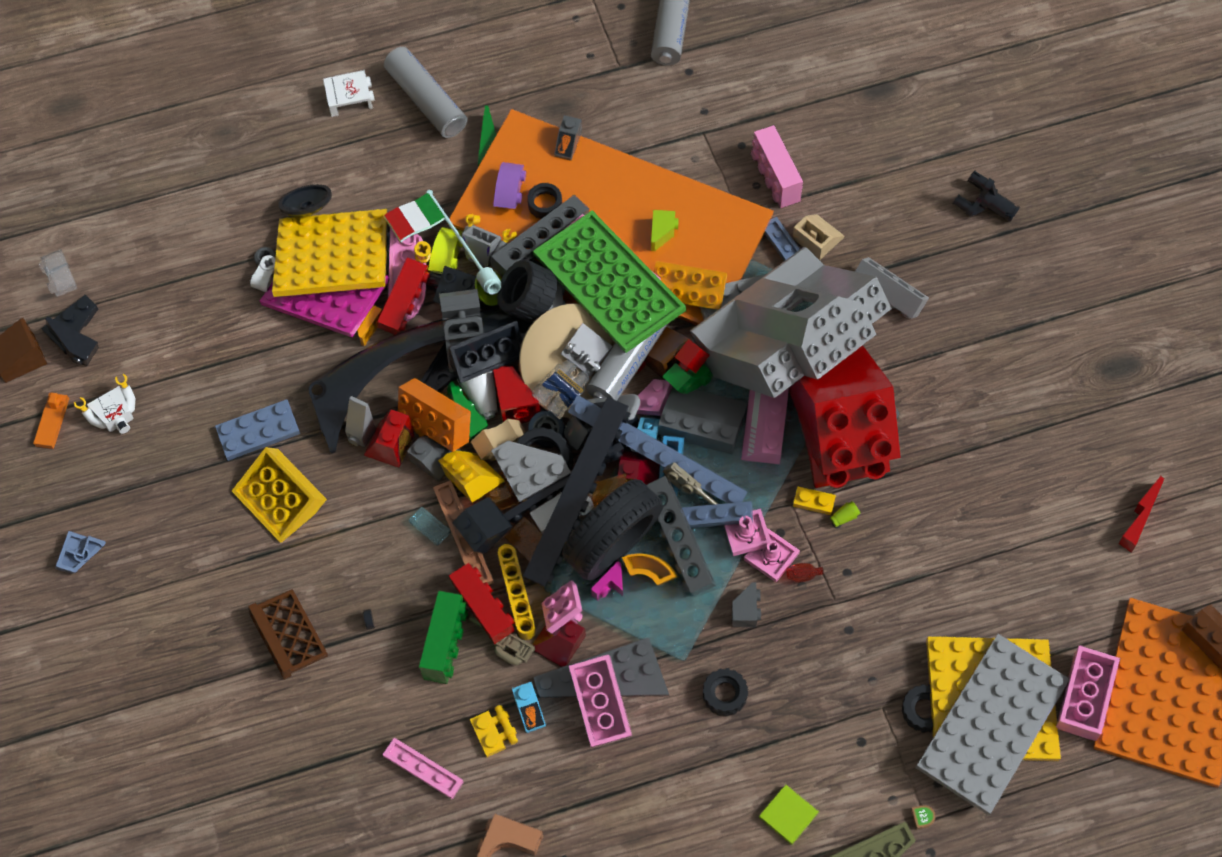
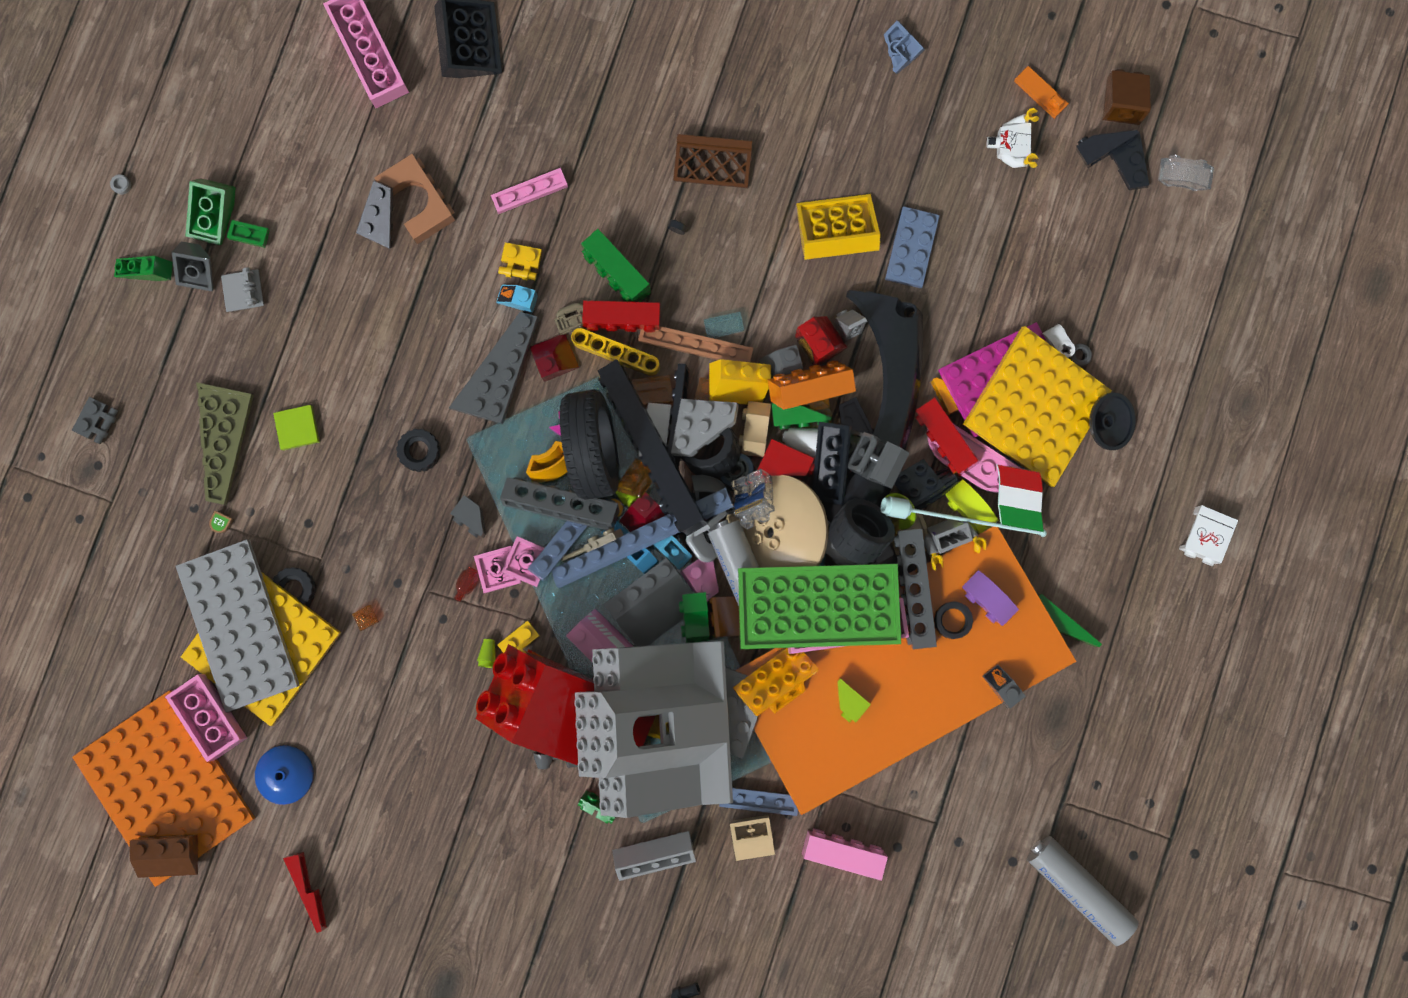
camera: 130 degrees right, 20 degrees up
(425, 92) = (1158, 602): light grey piece -> none
(425, 247) = (973, 475): yellow bush -> none
(482, 525) = (683, 357): black slope -> none
(562, 607) = (569, 376): bright pink plate -> none
(586, 350) = (768, 541): light grey hinge -> none
(600, 701) = (475, 348): bright pink brick -> none
(691, 356) = (701, 627): red brick -> none
(887, 345) = (590, 802): none -> green hinge
(898, 632) = (365, 618): none -> clear orange tile
(1073, 613) = (296, 773): none -> blue dish

